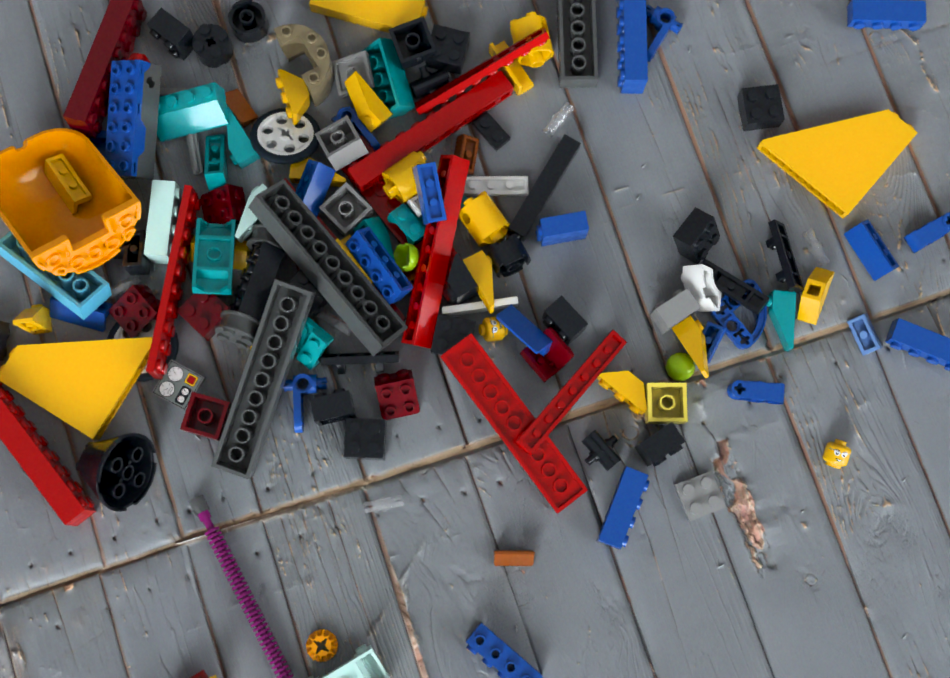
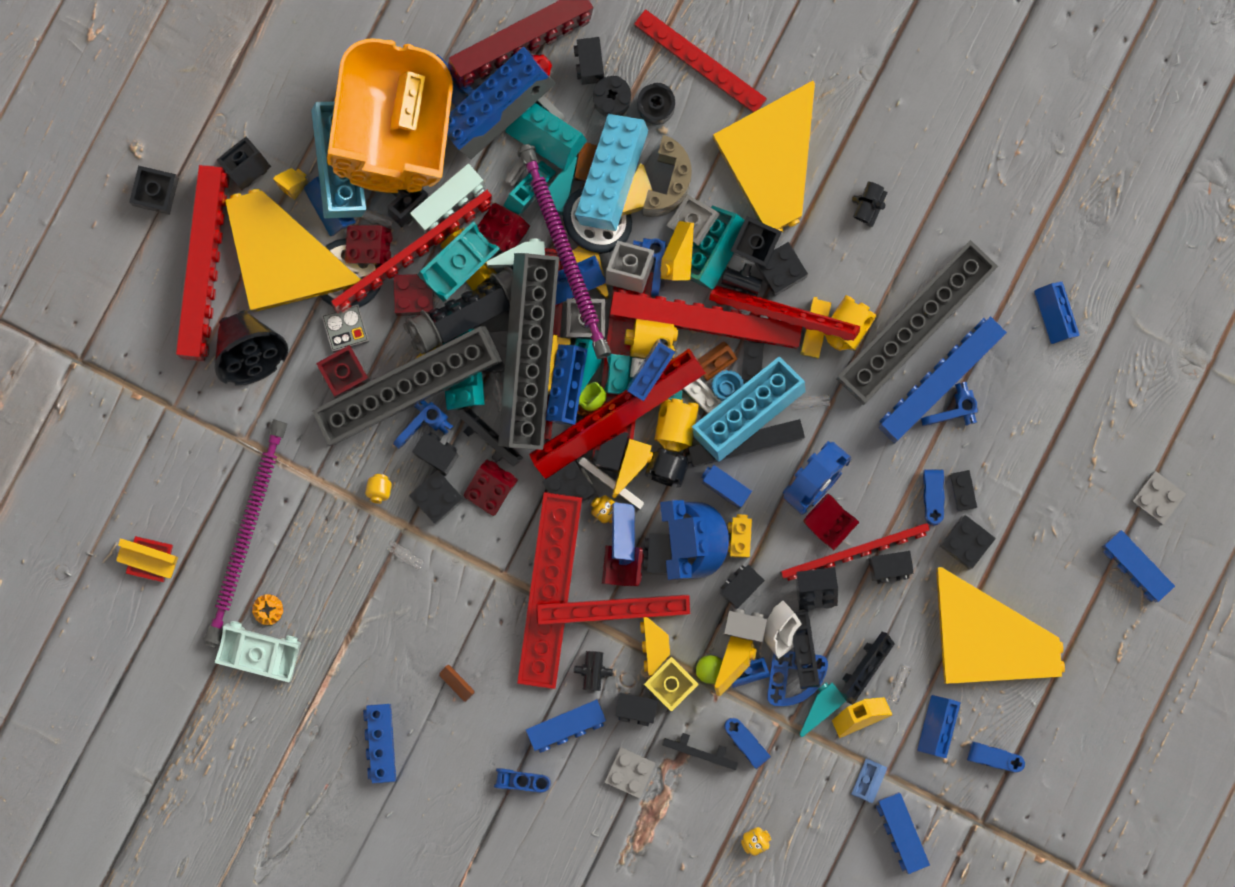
camera: 50 degrees right, 5 degrees up
(263, 92) = (612, 172): none -> medium azure brick
(279, 172) = (564, 251): none -> magenta hose
(316, 475) = (378, 488): none -> yellow head
(491, 161) = (726, 384): none -> dark azure hat
(523, 160) = (749, 409): none -> medium azure brick
(578, 282) = (699, 536): none -> blue piece
(607, 254) = (740, 536): none -> yellow brick
(619, 158) = (817, 477): none -> blue piece
(622, 585) = (511, 780): none -> blue piece
(643, 286) = (742, 586): none -> black brick
(658, 184) = (830, 522): none -> dark red bracket
(697, 181) = (863, 550): none -> red plate
(706, 100) = (933, 494): none -> blue piece
(720, 78) = (963, 490): none -> black plate
(730, 172) = (891, 565): none -> black brick
(750, 422) = (717, 759): none -> black hinge

